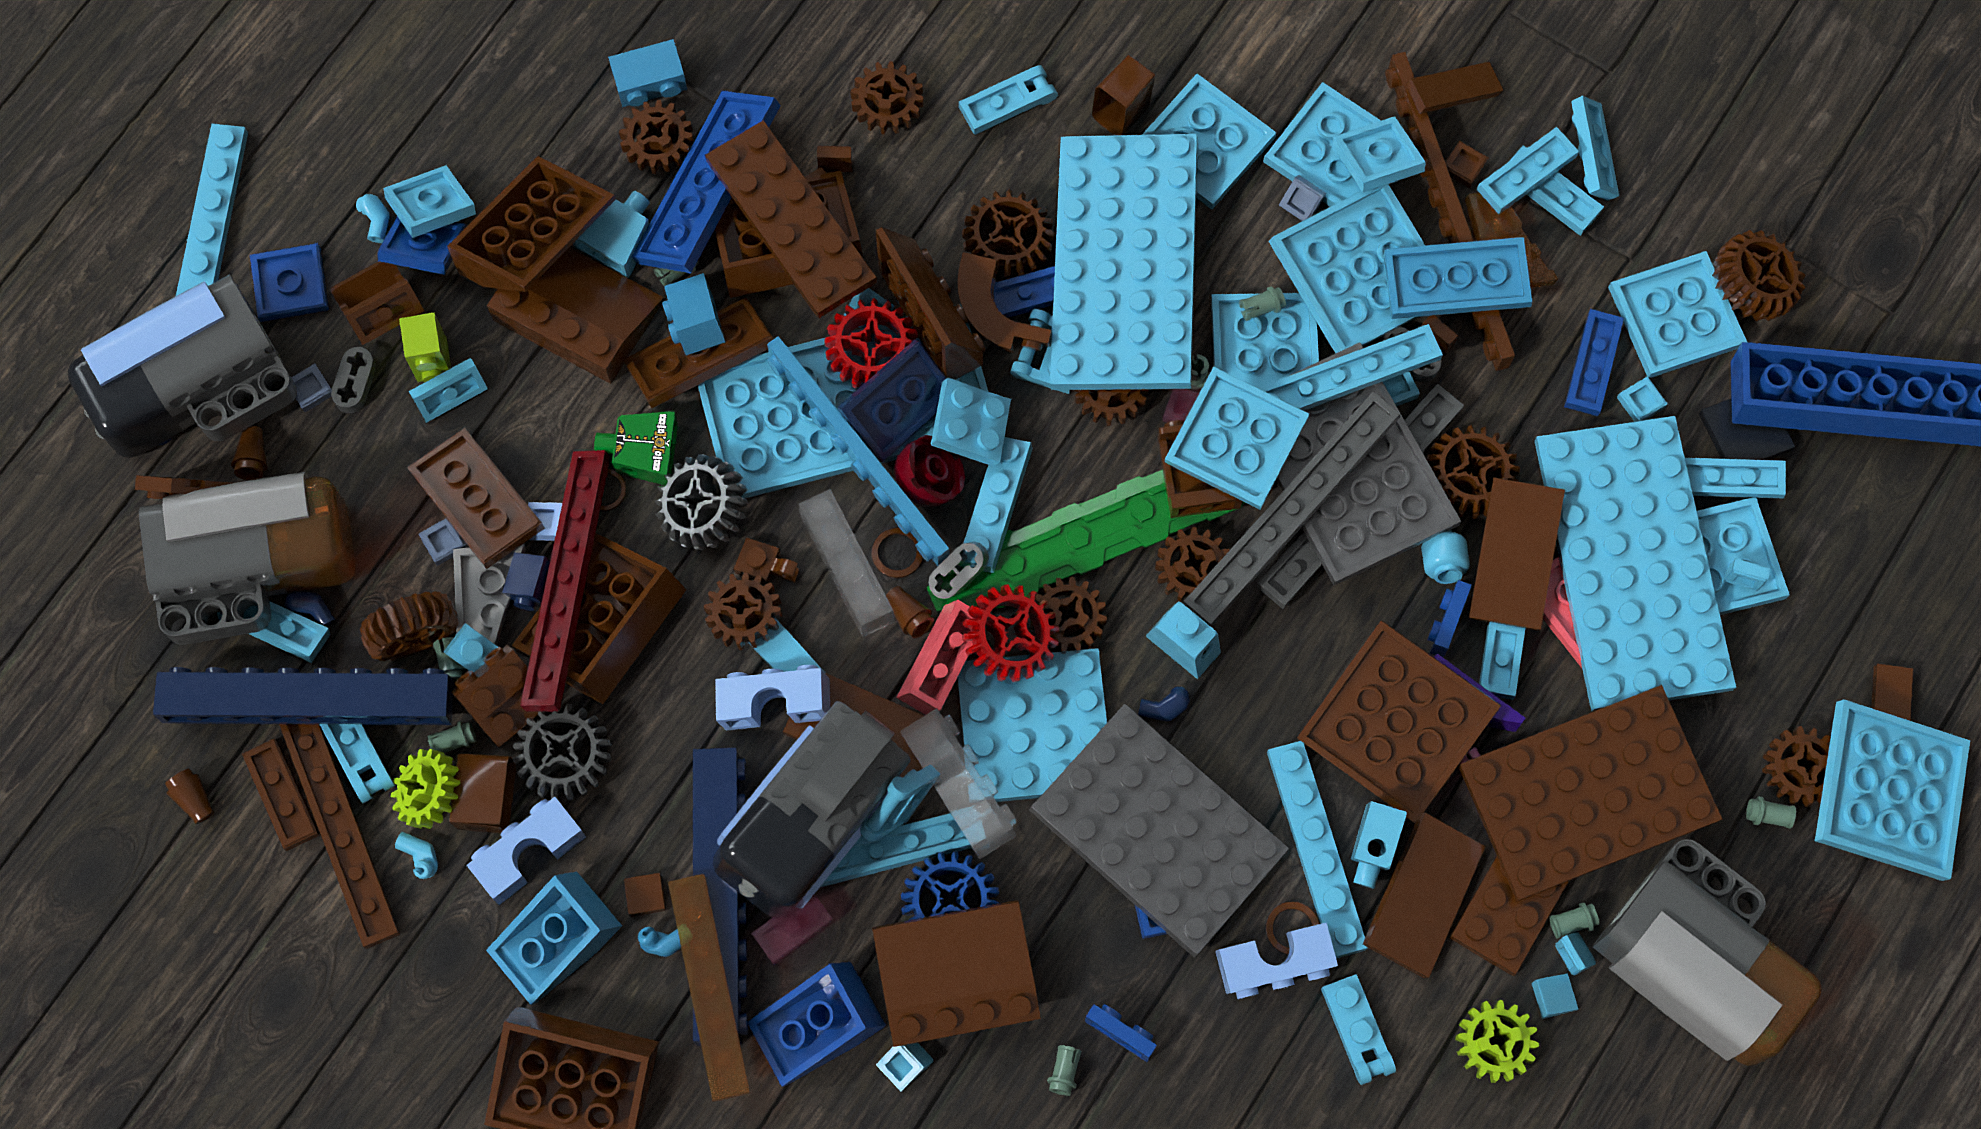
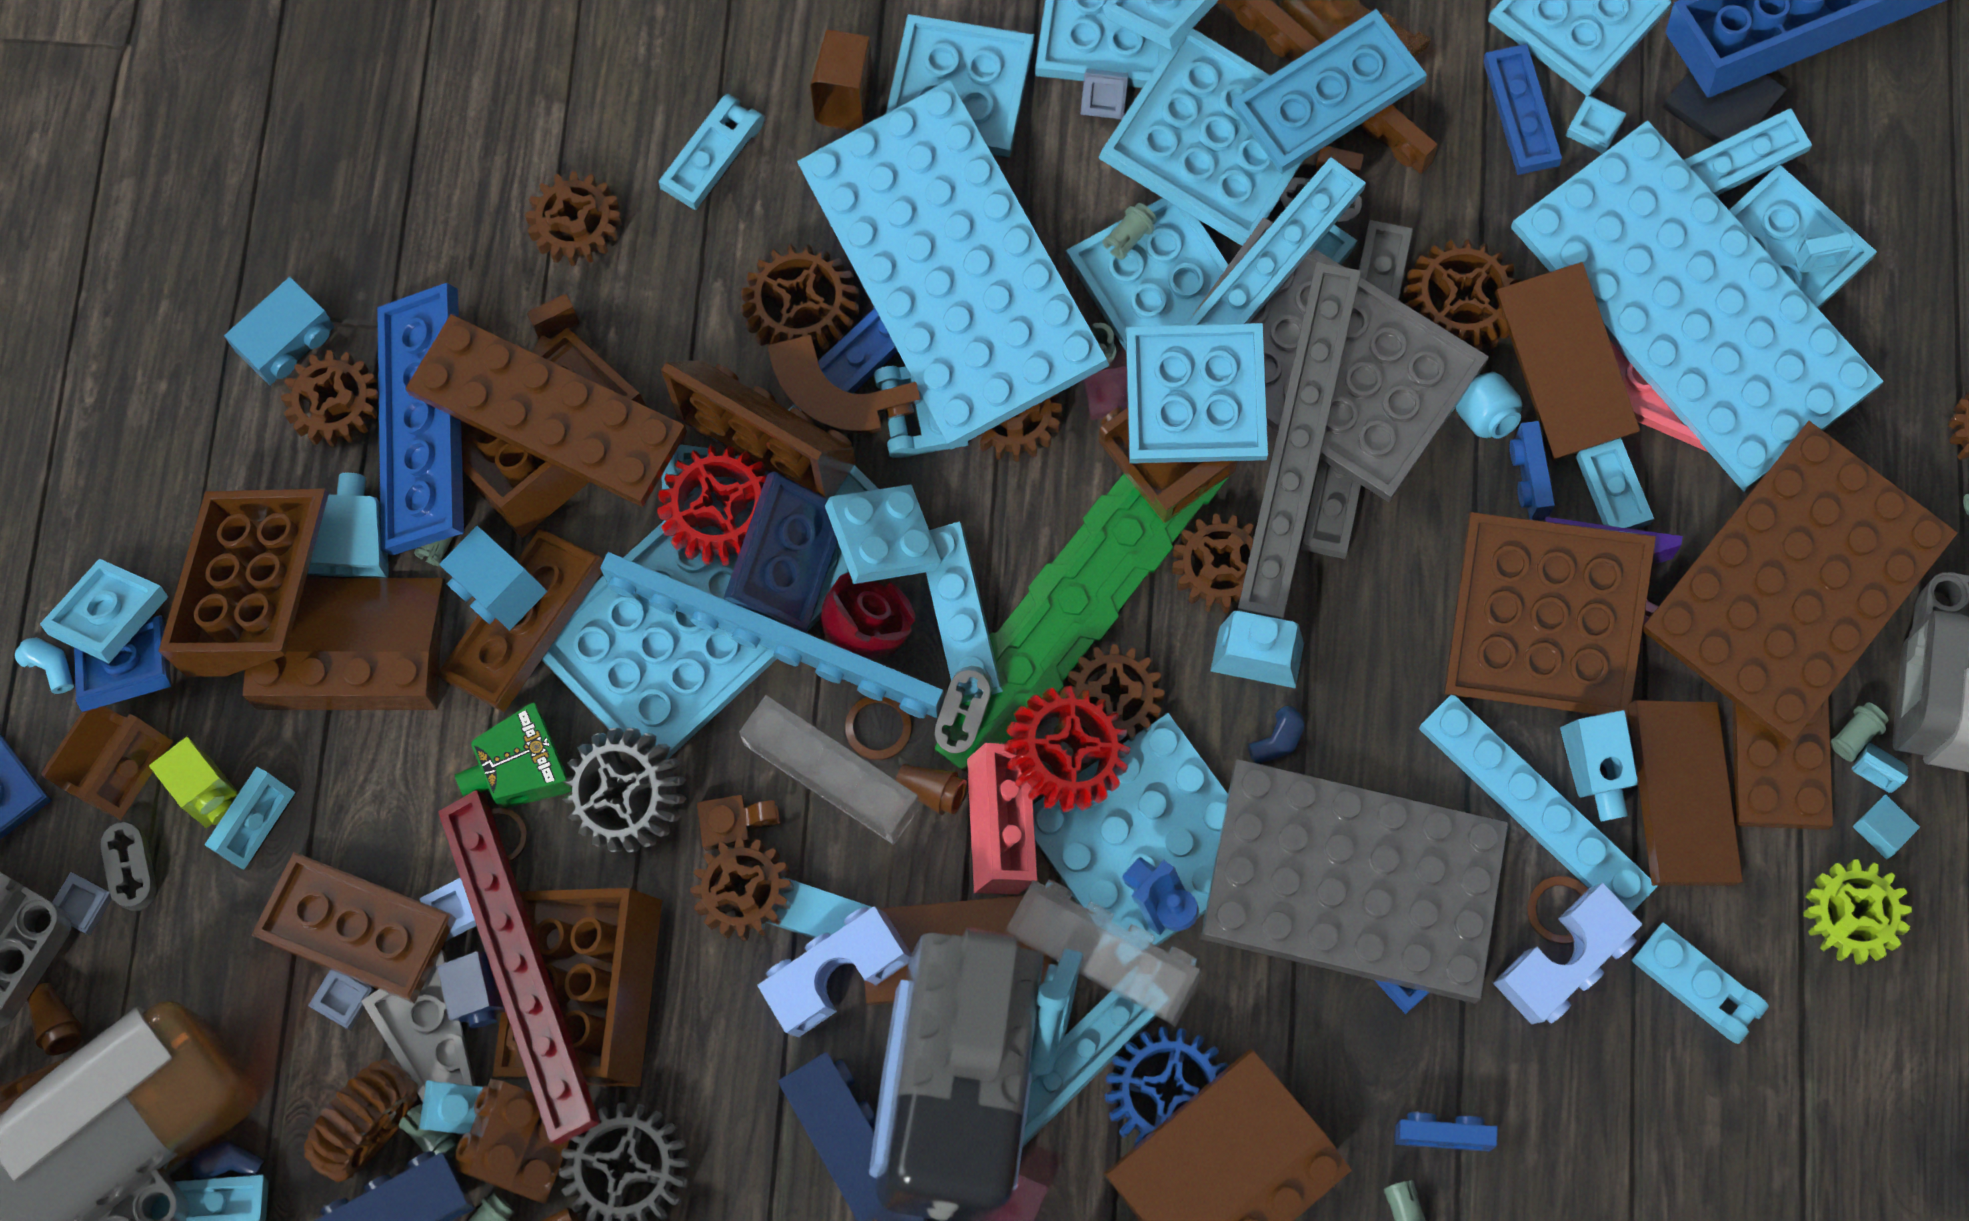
camera: 25 degrees left, 0 degrees up
(1015, 765) = (1161, 896): none -> blue hips

